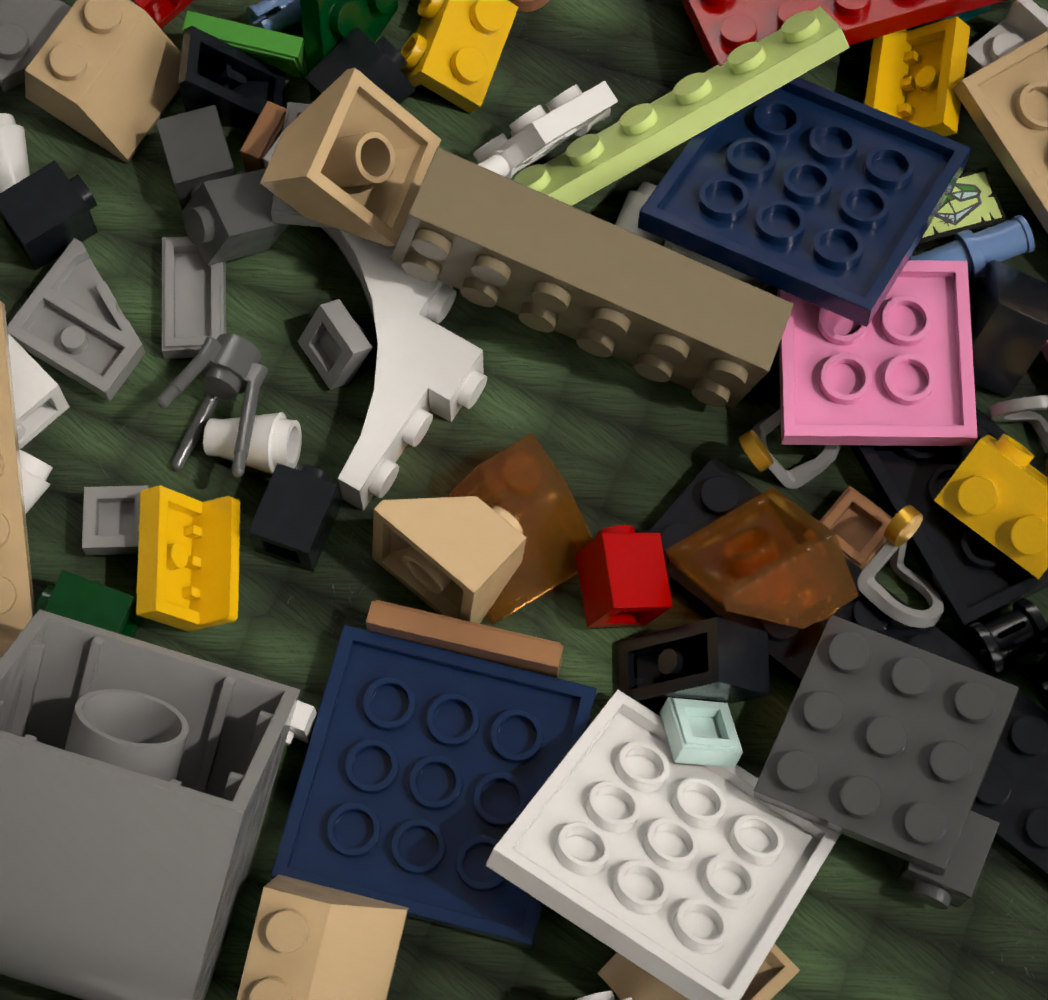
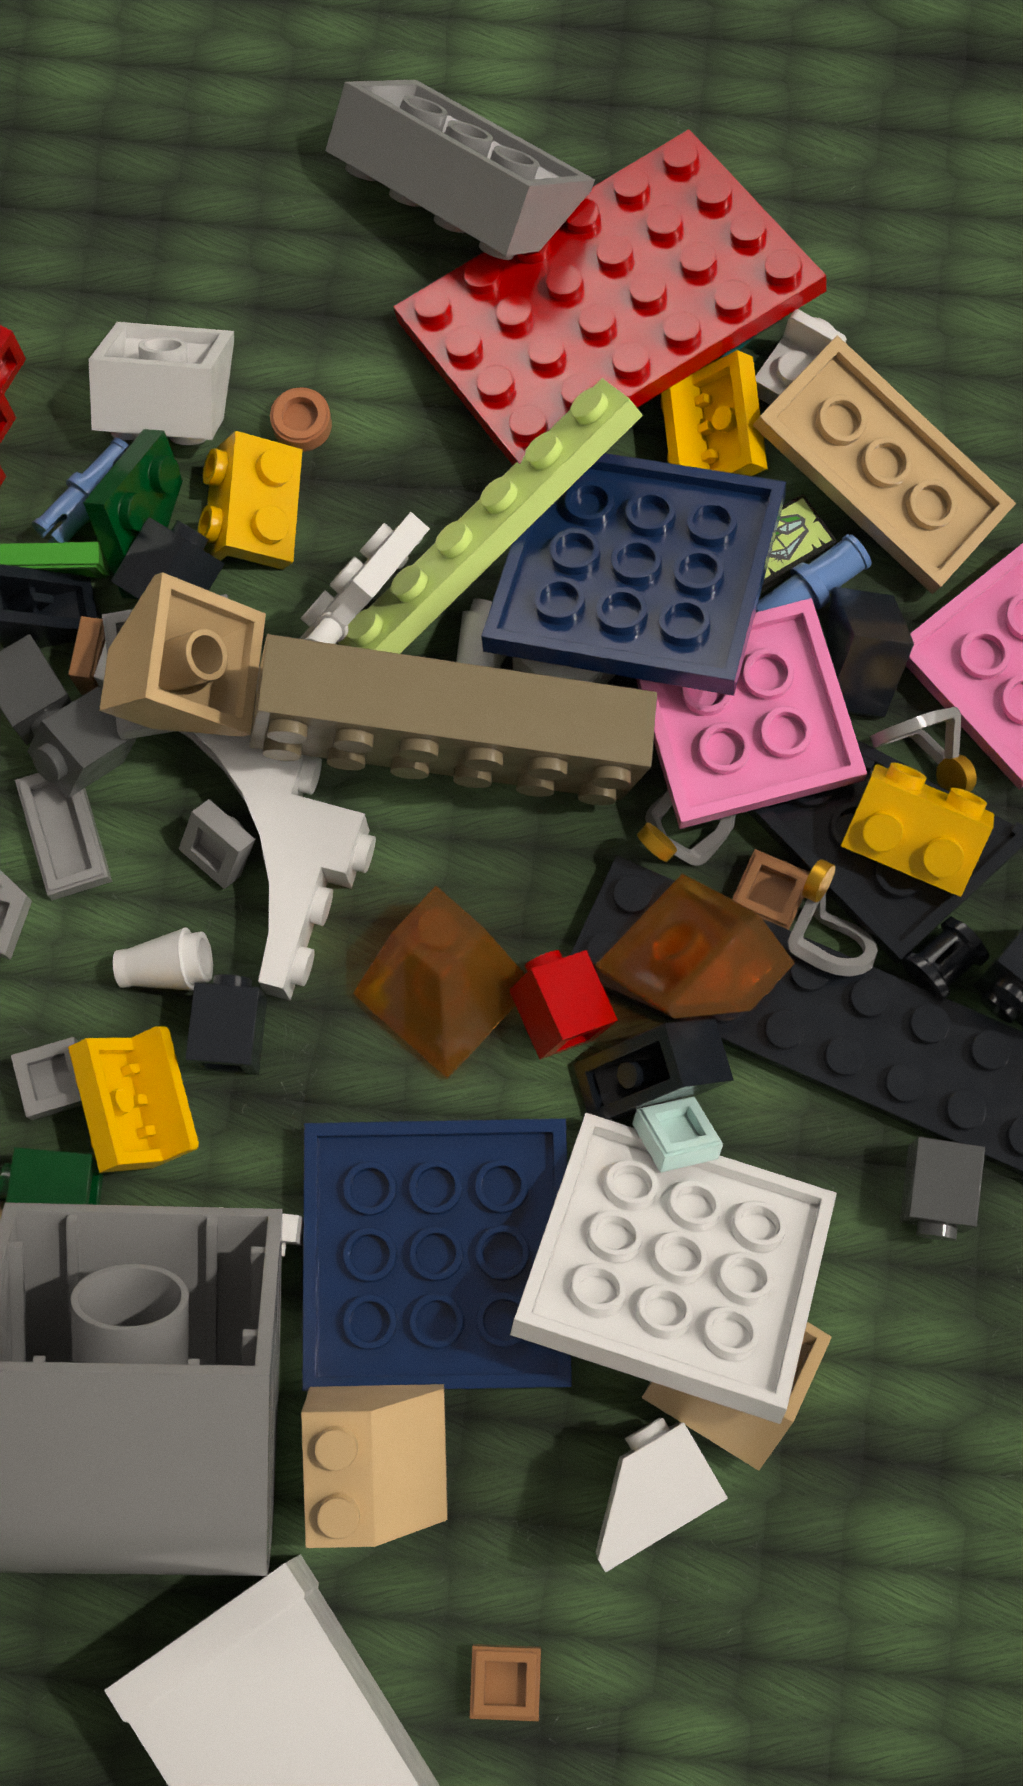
camera: 10 degrees left, 5 degrees up
(228, 368) = (119, 897): dark grey plant -> none
(449, 551) = (389, 1026): tan slope -> none
(466, 638) = (426, 1105): medium nougat tile -> none
(886, 744) = (858, 1099): dark grey plate -> none

